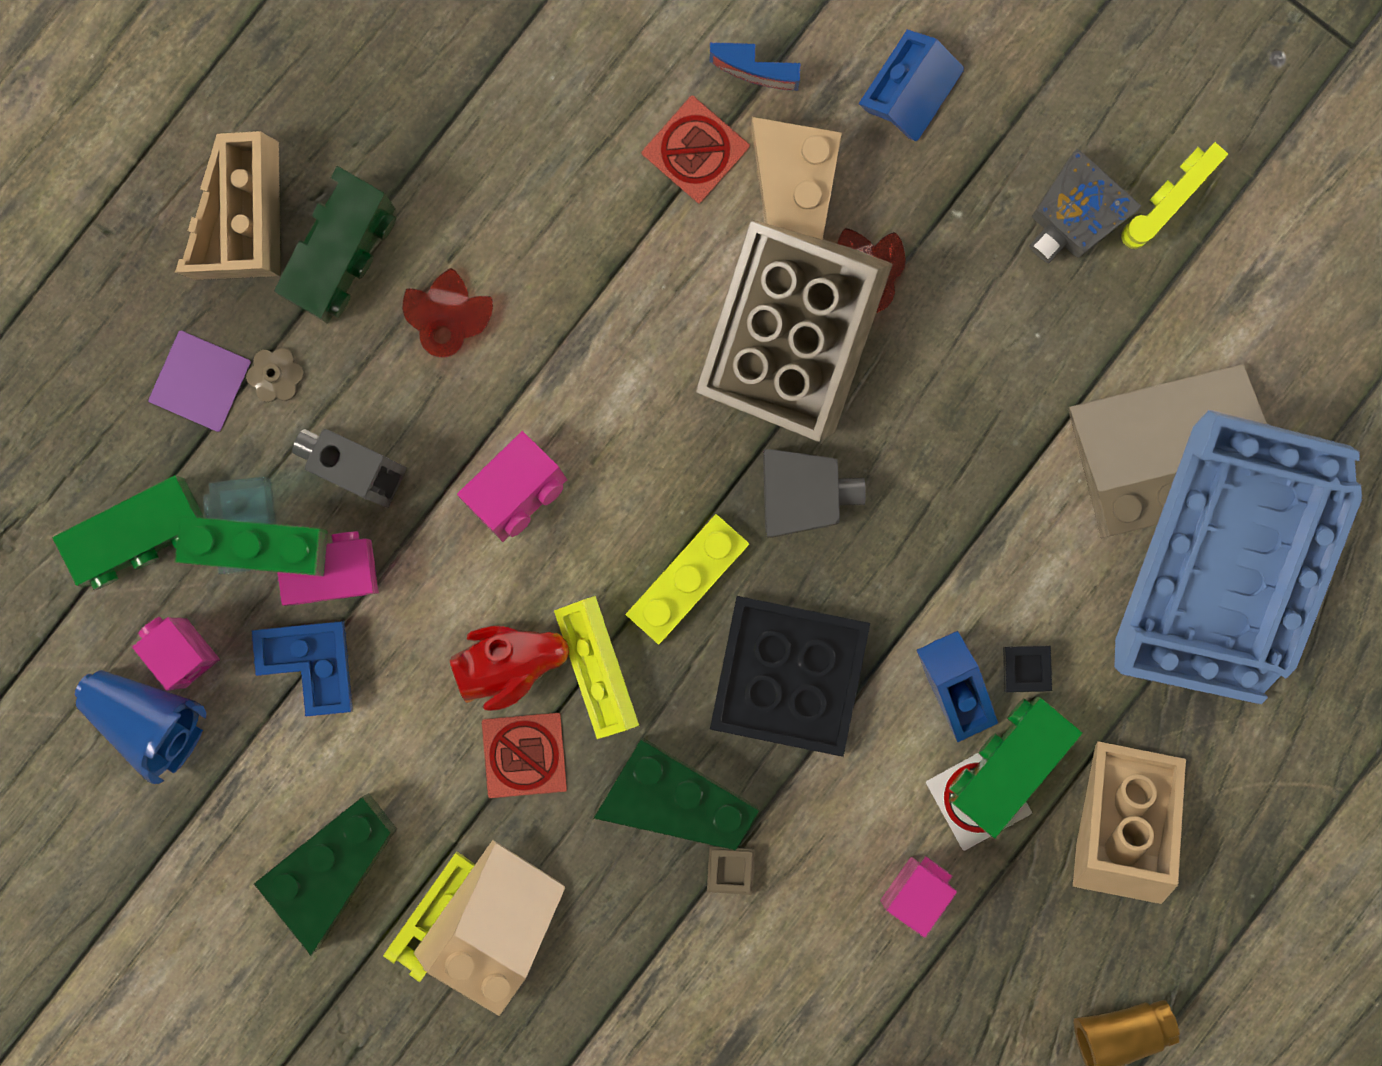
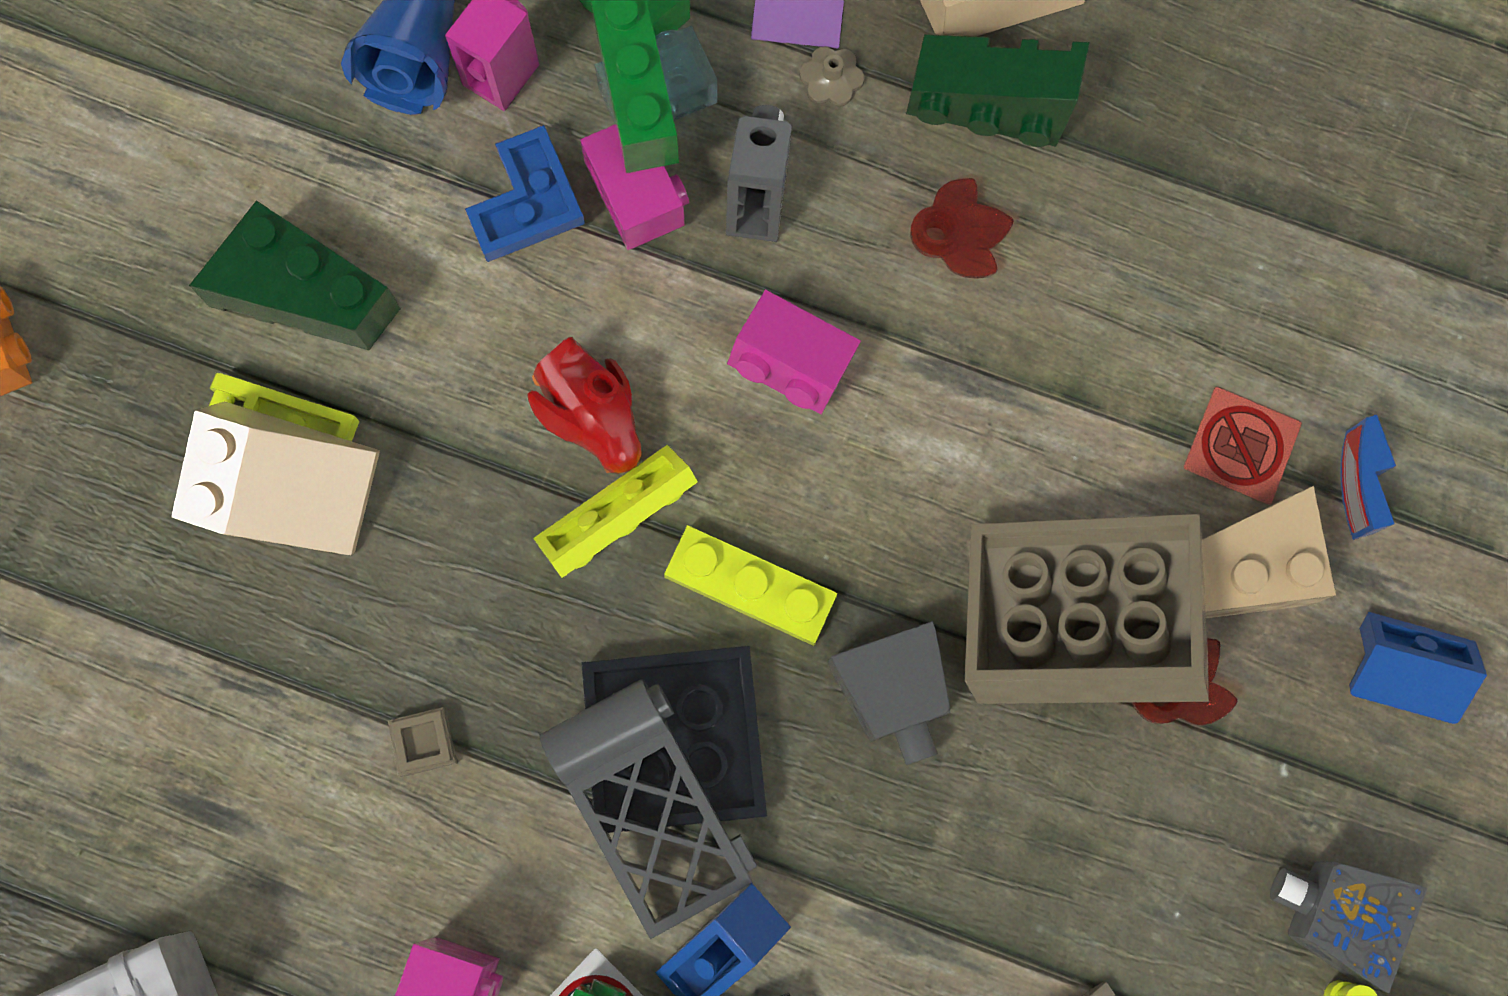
camera: 65 degrees right, 10 degrees down
(524, 755) = (491, 464): clear red sticker -> none
(675, 800) = (486, 647): dark green wedge -> none
(778, 721) = (609, 739): none -> dark grey piece

